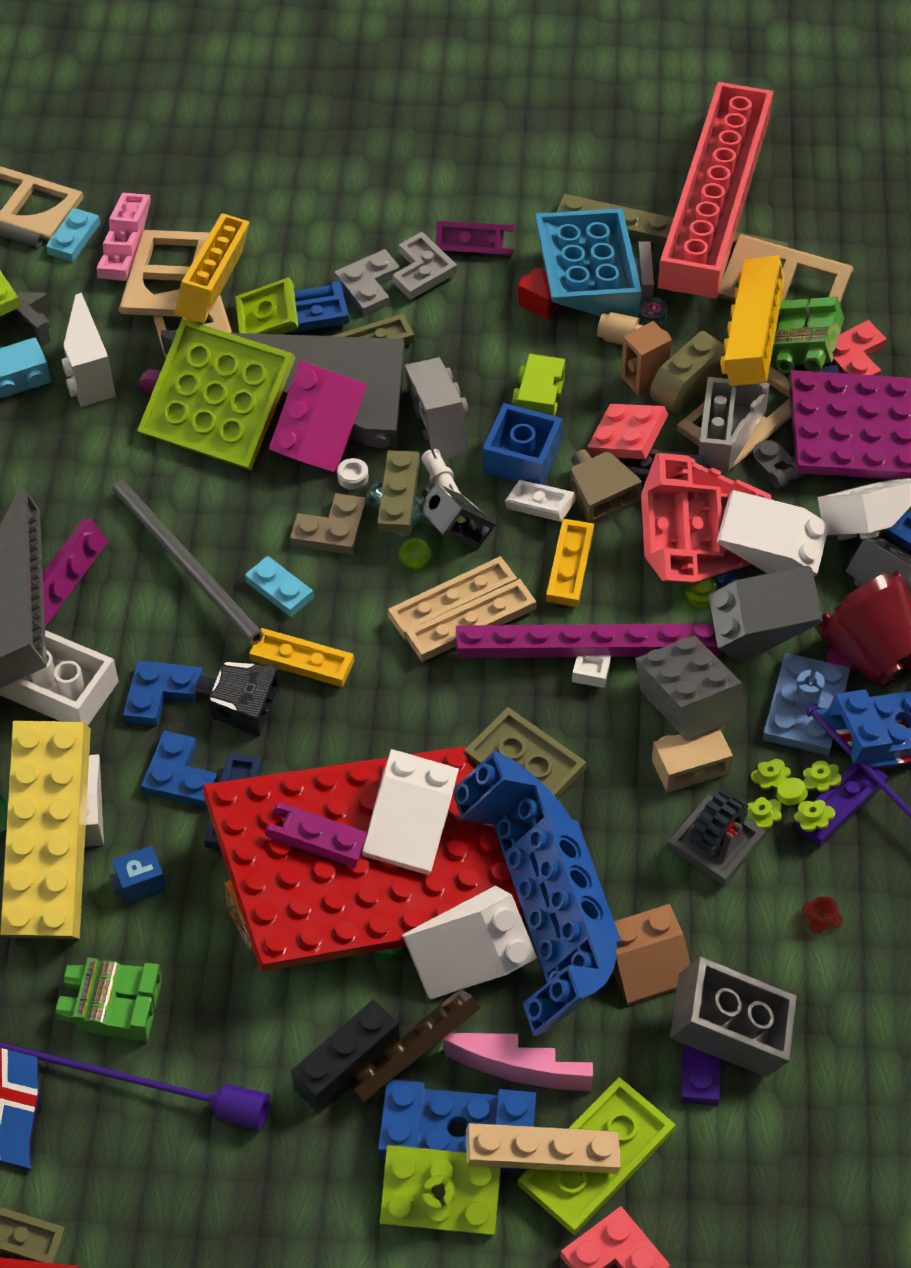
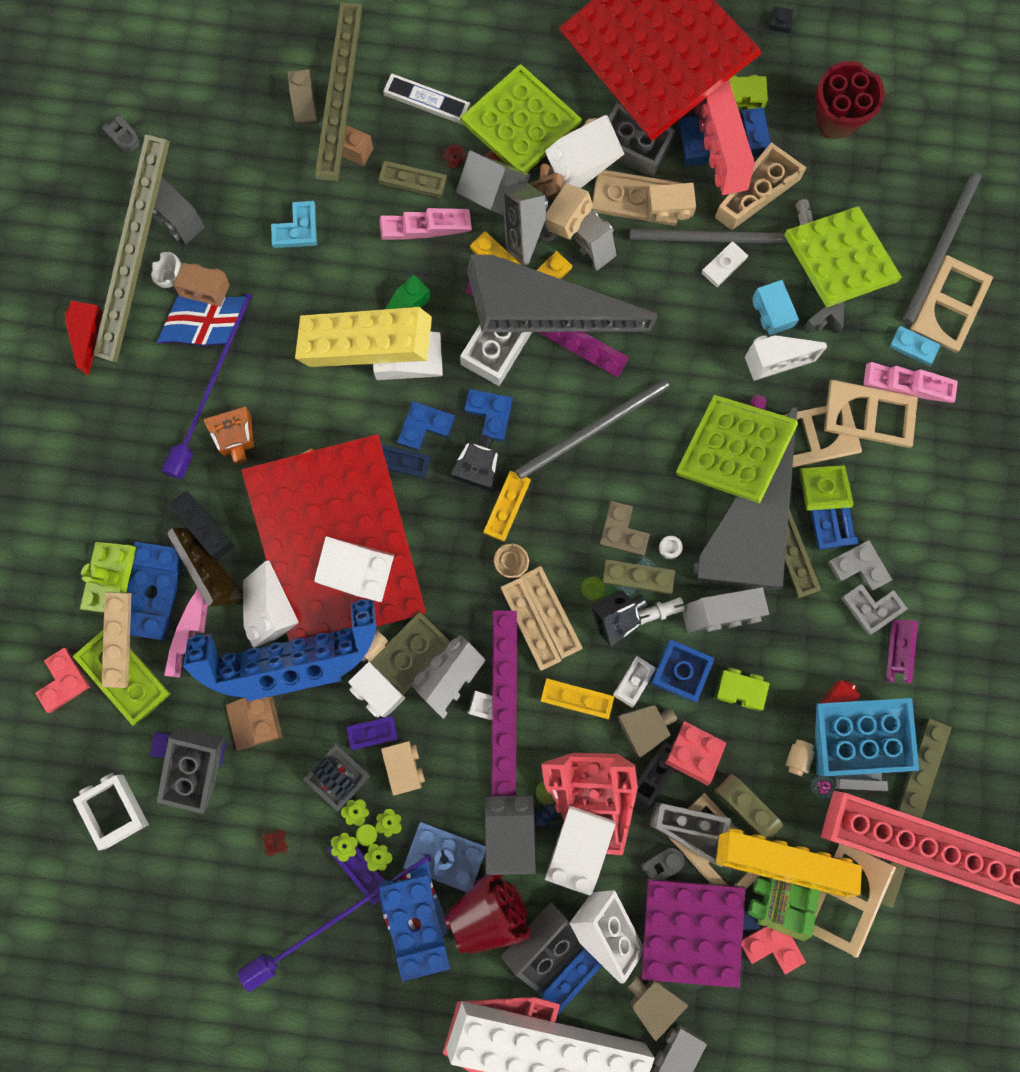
camera: 90 degrees right, 25 degrees up
(111, 999) = (258, 385): bright green hips -> none
(138, 875) = (343, 399): blue brick -> none
(193, 1029) = (232, 433): none -> orange torso
(211, 268) = (853, 443): yellow brick -> none
(279, 586) = (571, 493): medium azure plate -> none
(317, 835) = (336, 508): magenta hinge -> none
(318, 416) = (709, 520): dark pink slope -> none
(382, 641) = (511, 560): none -> tan hair
(556, 704) = (447, 674): none -> light grey wedge
(589, 781) = (376, 690): none -> white brick
(643, 355) = (762, 774): medium nougat brick -> none
(646, 800) = (372, 733): none -> dark purple plate
(690, 687) = (450, 772): dark grey brick -> none
(838, 1119) = (138, 819): none -> white window

